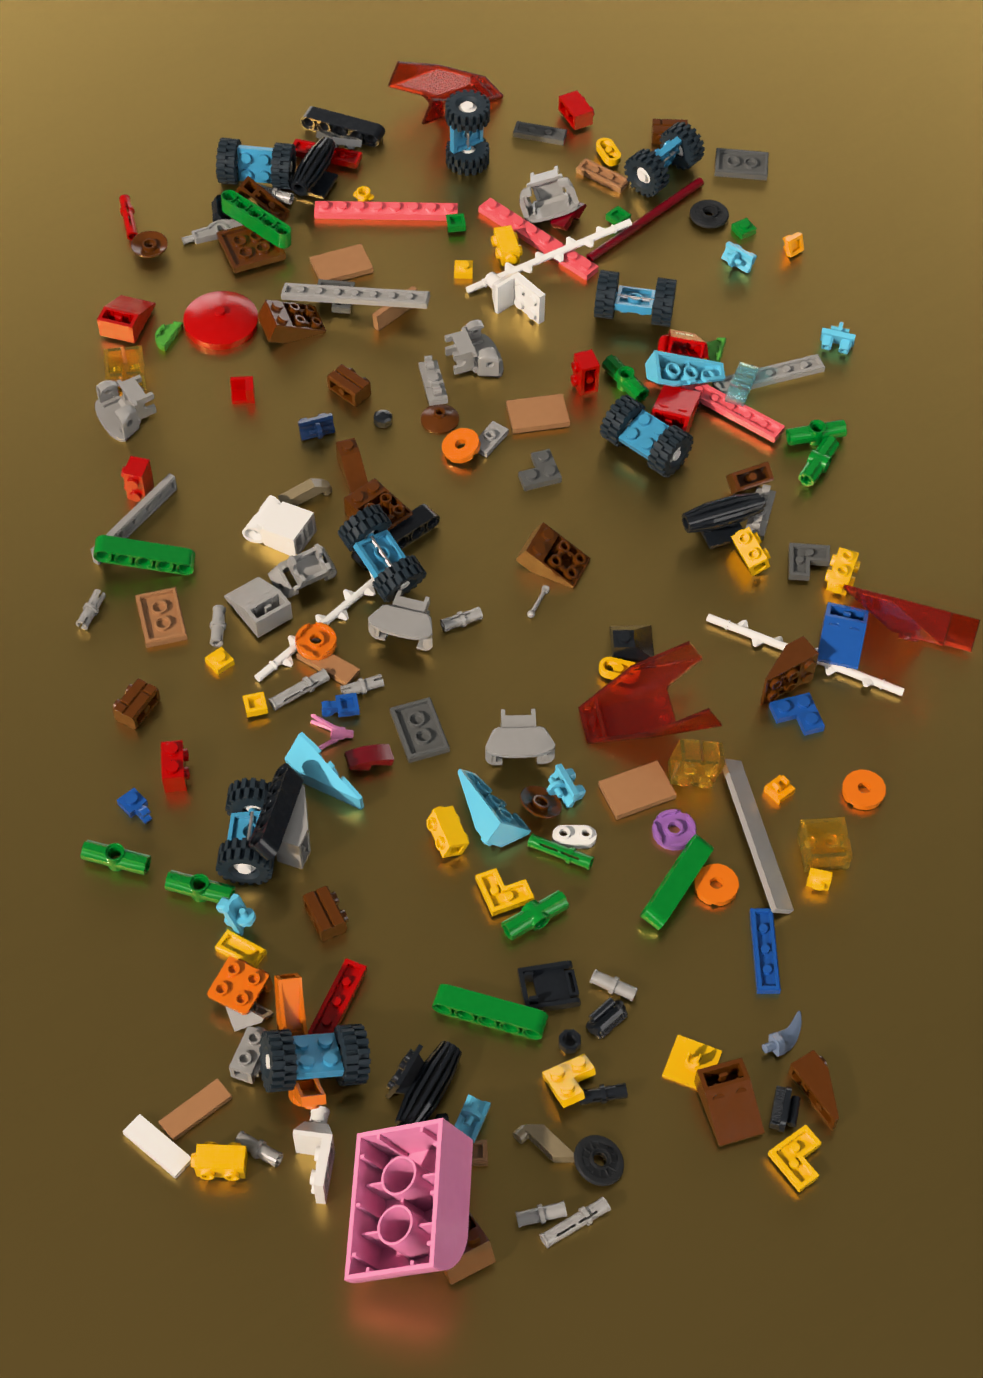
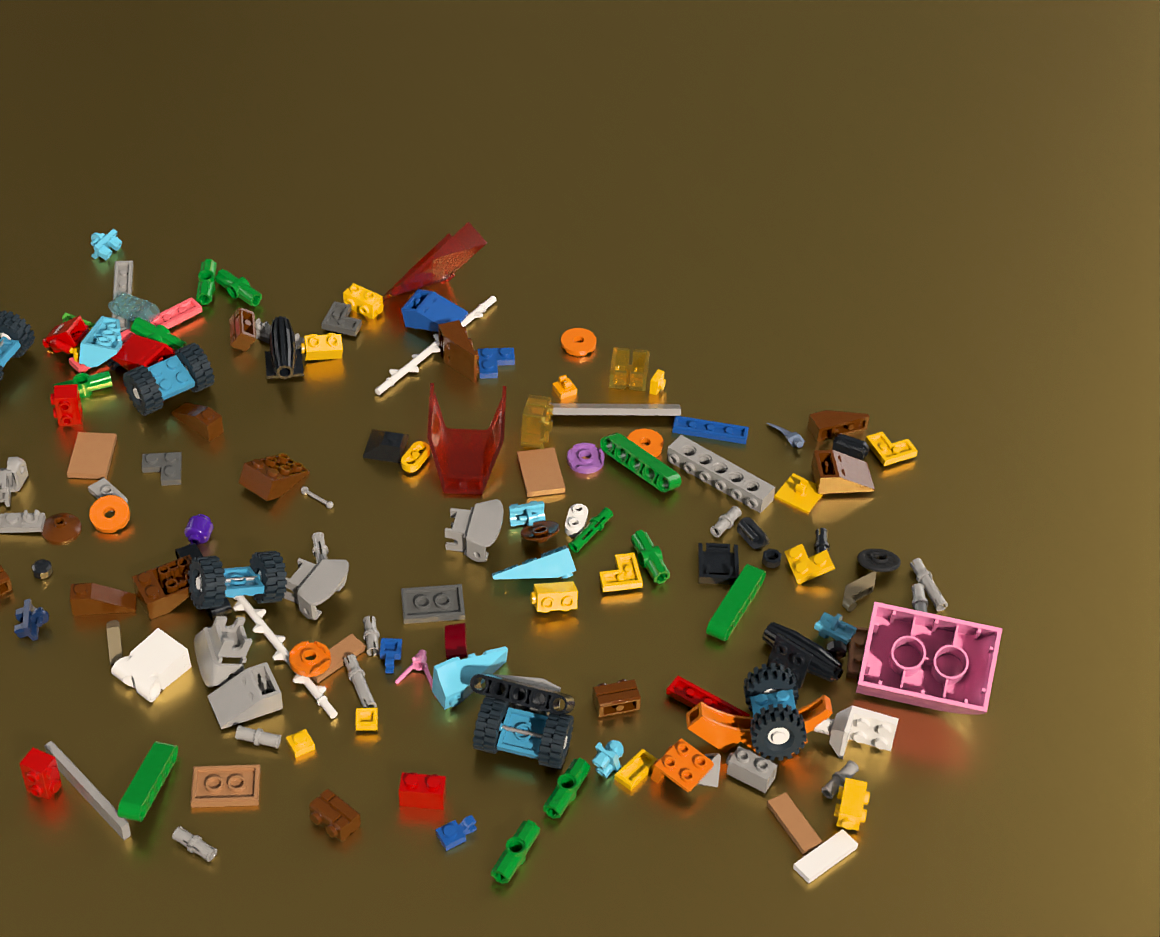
camera: 80 degrees left, 10 degrees down
(459, 516) = (198, 529): none -> dark purple head
(610, 480) = (200, 419): none -> reddish brown slope
(665, 1017) = (720, 473): none -> light grey brick
(711, 414) = (157, 333): none -> green piece

